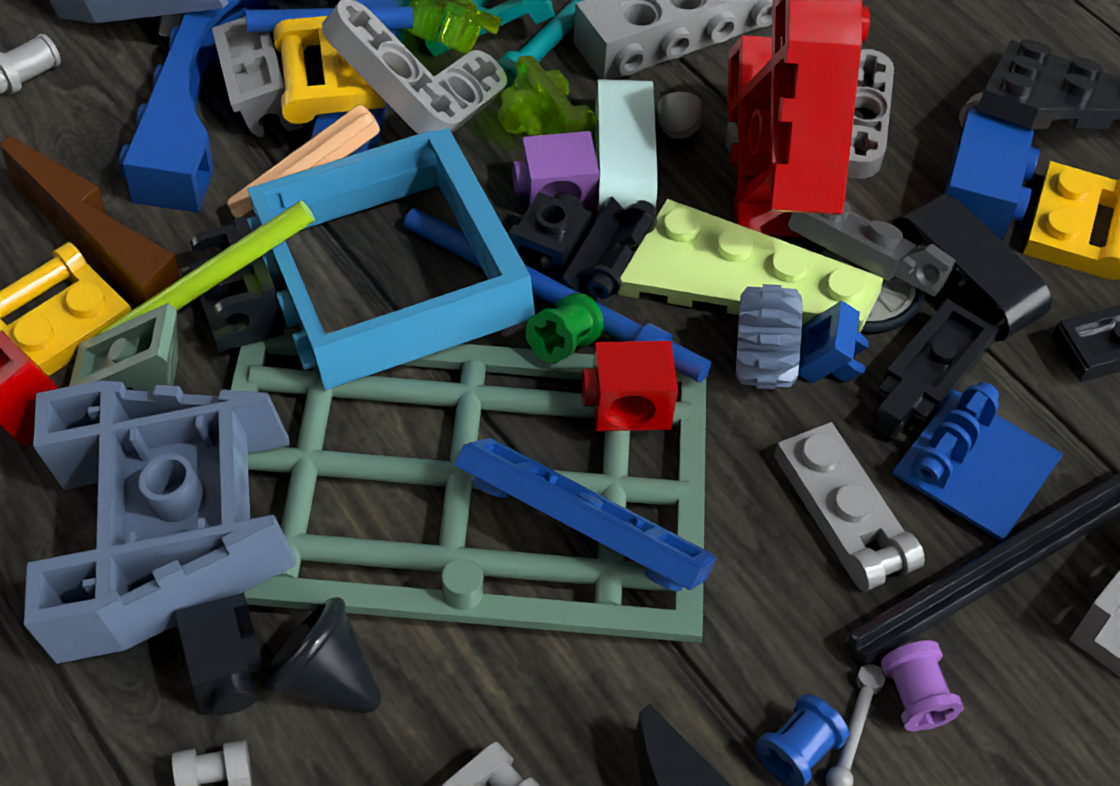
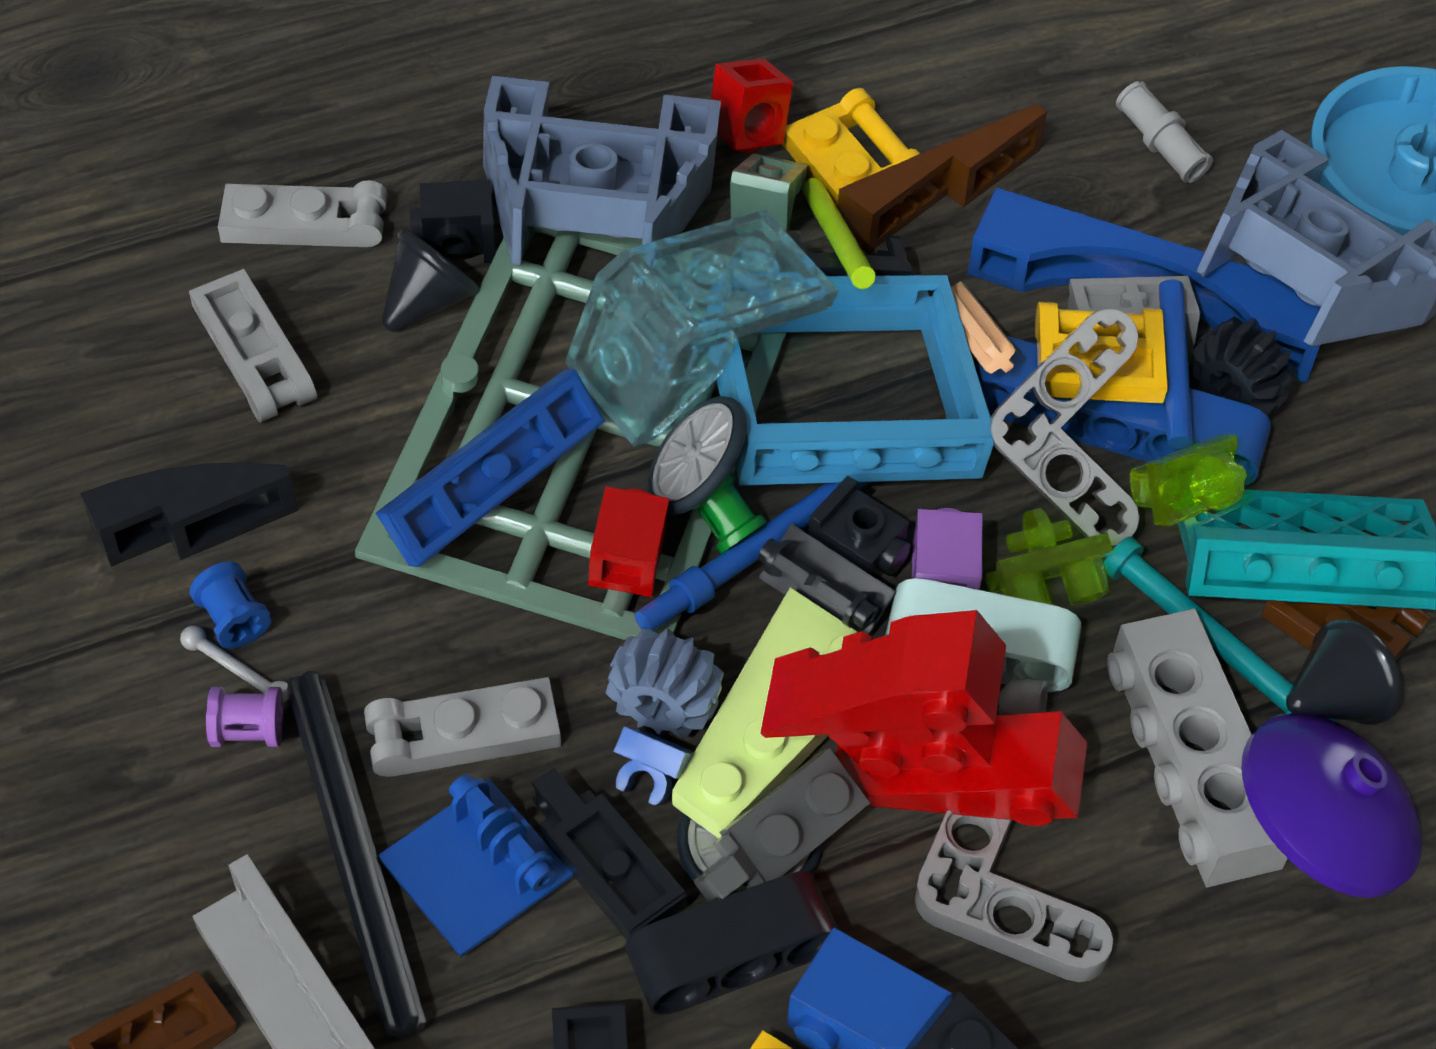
camera: 105 degrees right, 0 degrees up
(395, 347) = (673, 312): none -> clear light blue bracket
(529, 336) = (698, 453): none -> light grey wheel

